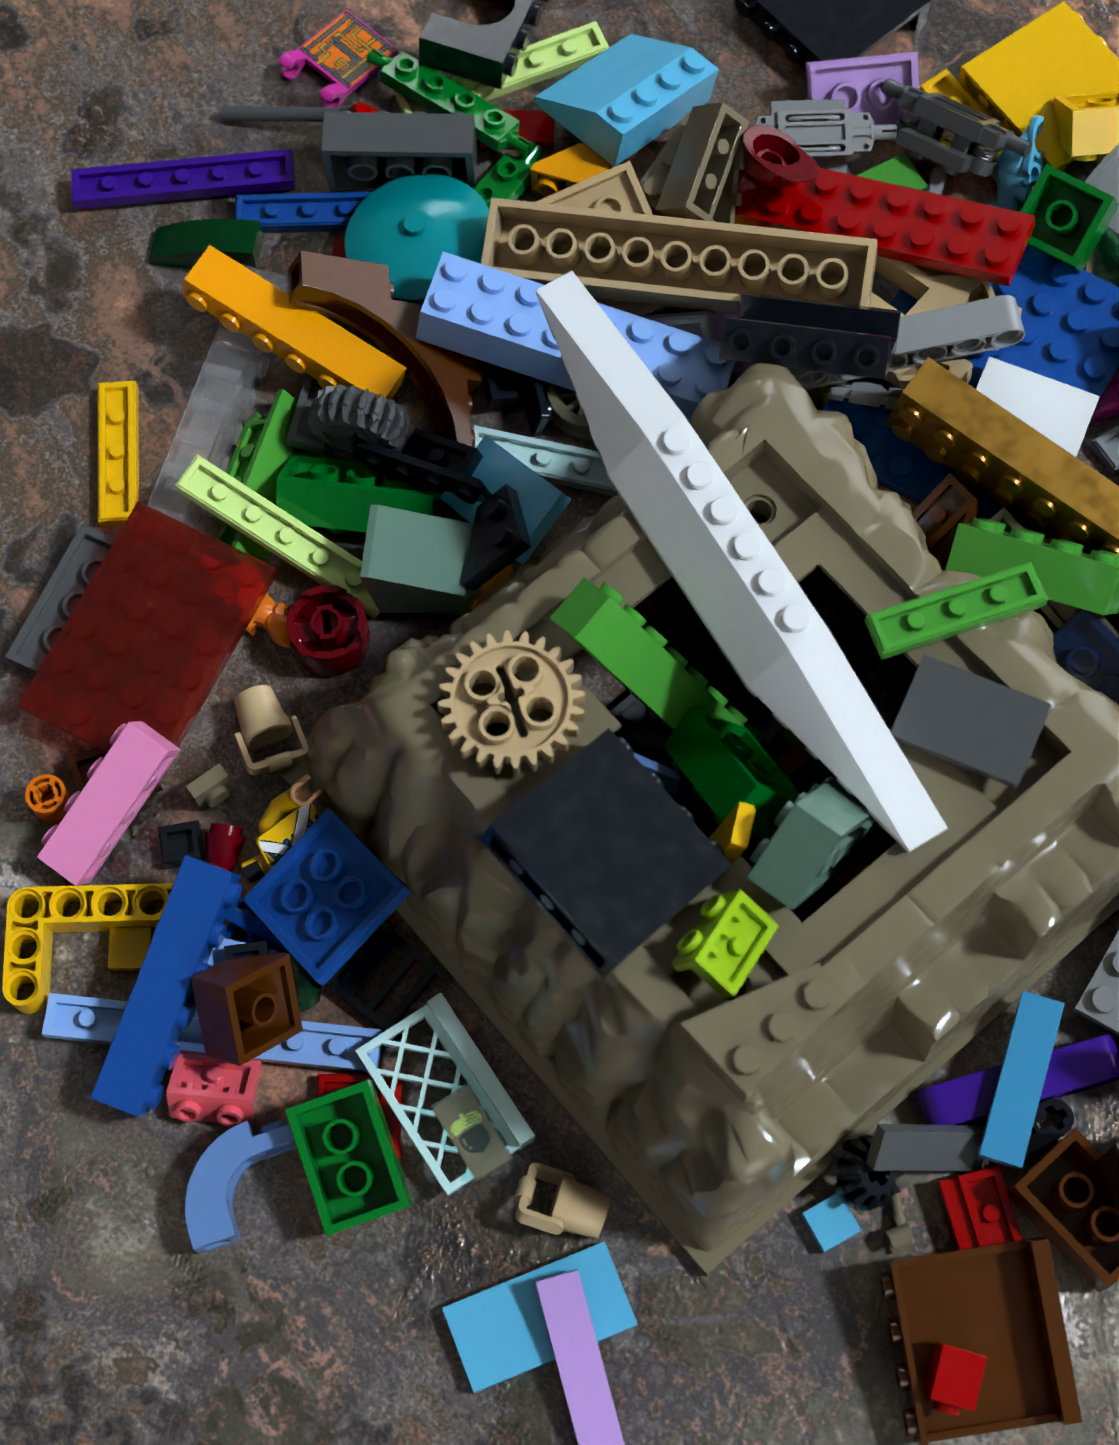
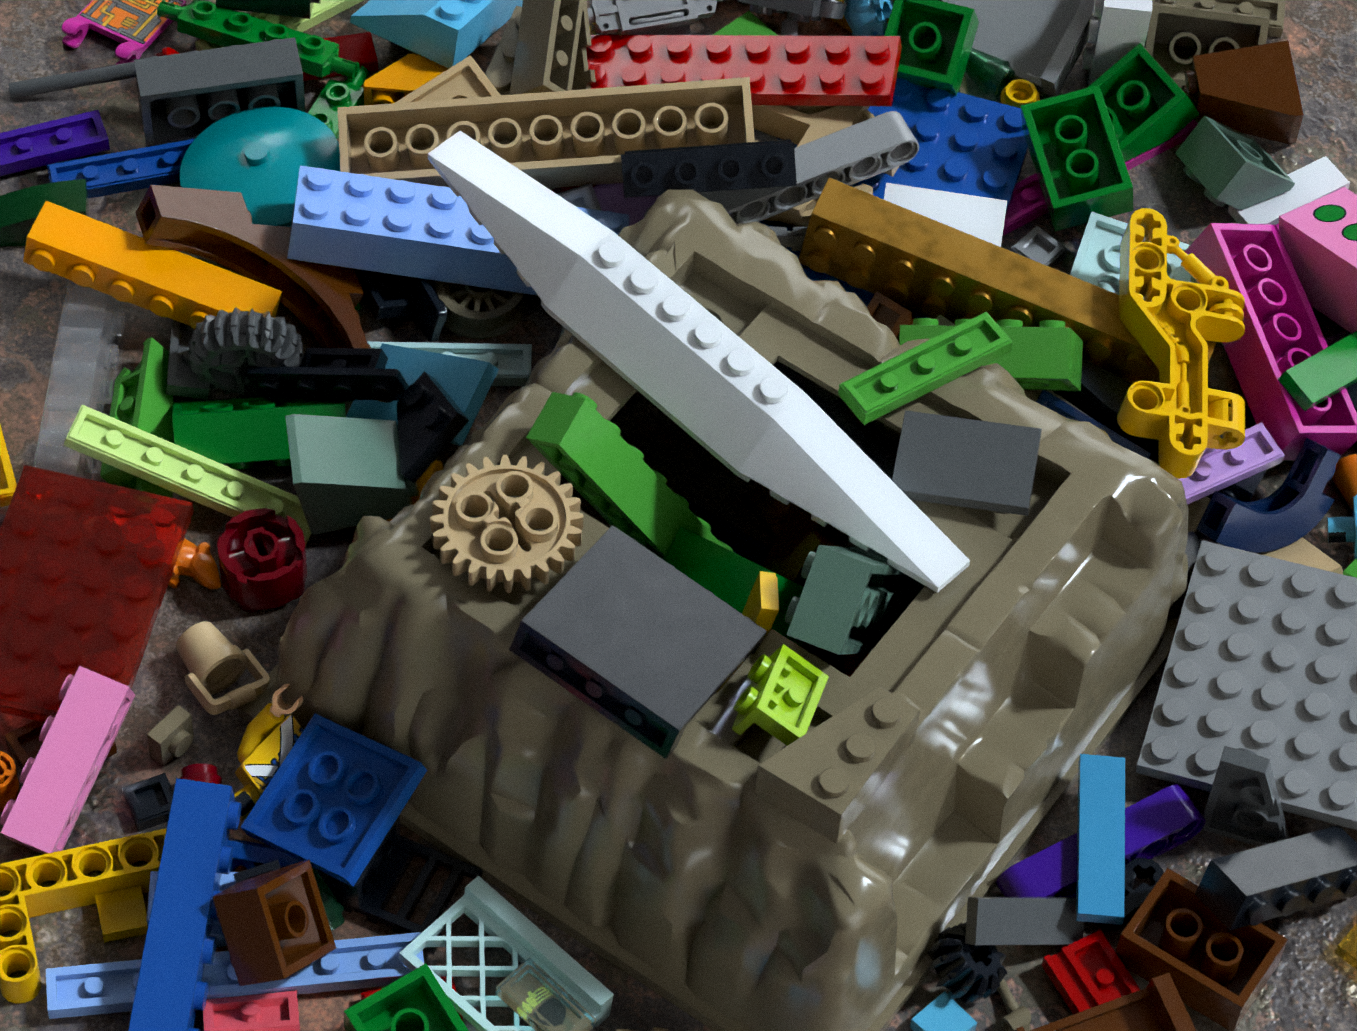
camera: 20 degrees left, 15 degrees down
(776, 158) = (621, 29): dark red piece -> none

